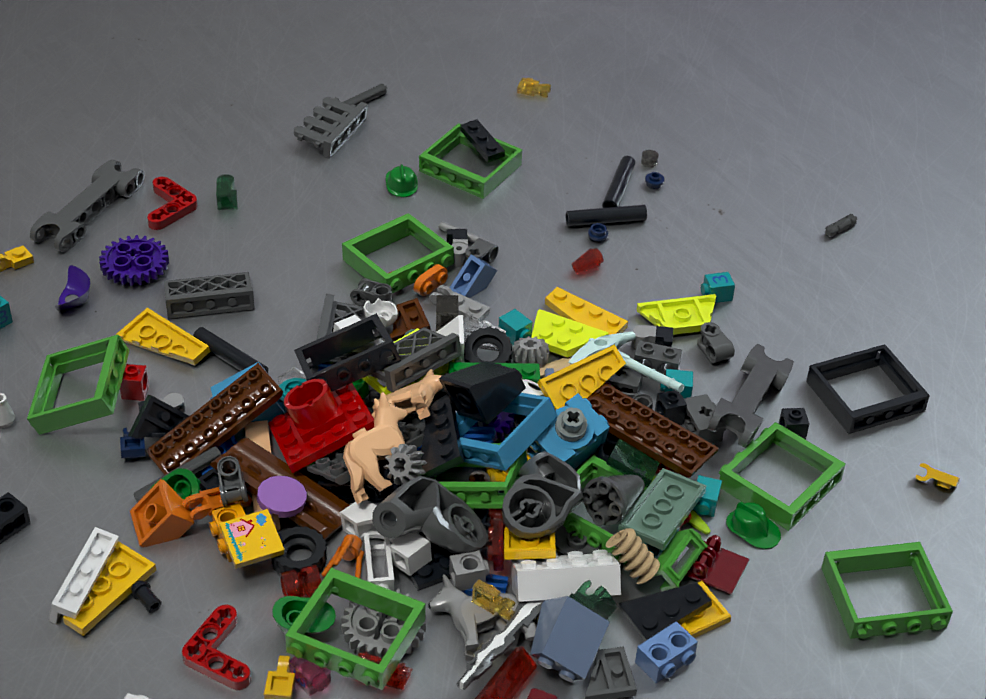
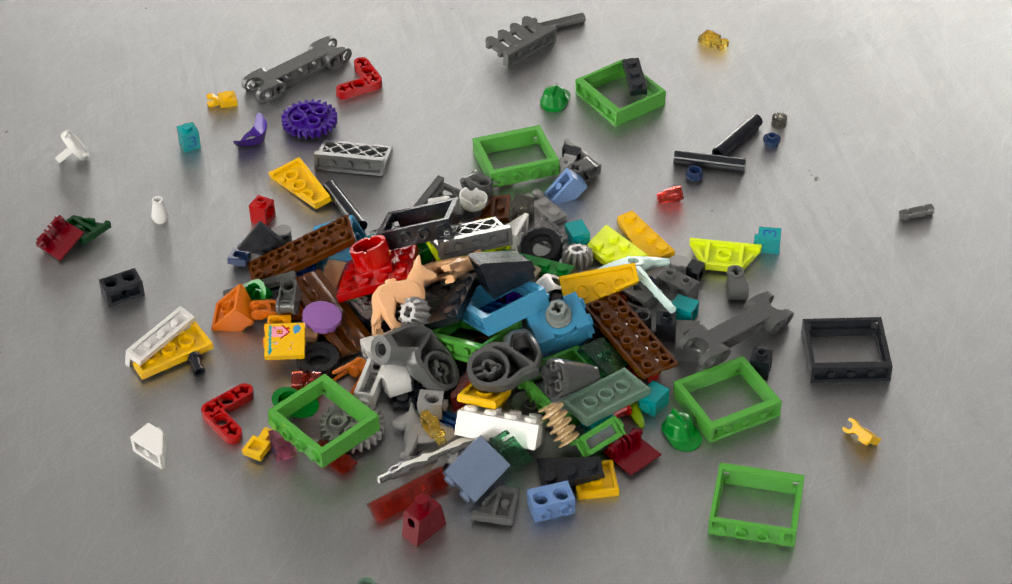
camera: 25 degrees right, 0 degrees up
(111, 352) = (246, 188): bright green window -> none
(226, 193) = (406, 80): clear green leg -> none
(430, 280) = (529, 182): orange plate -> none

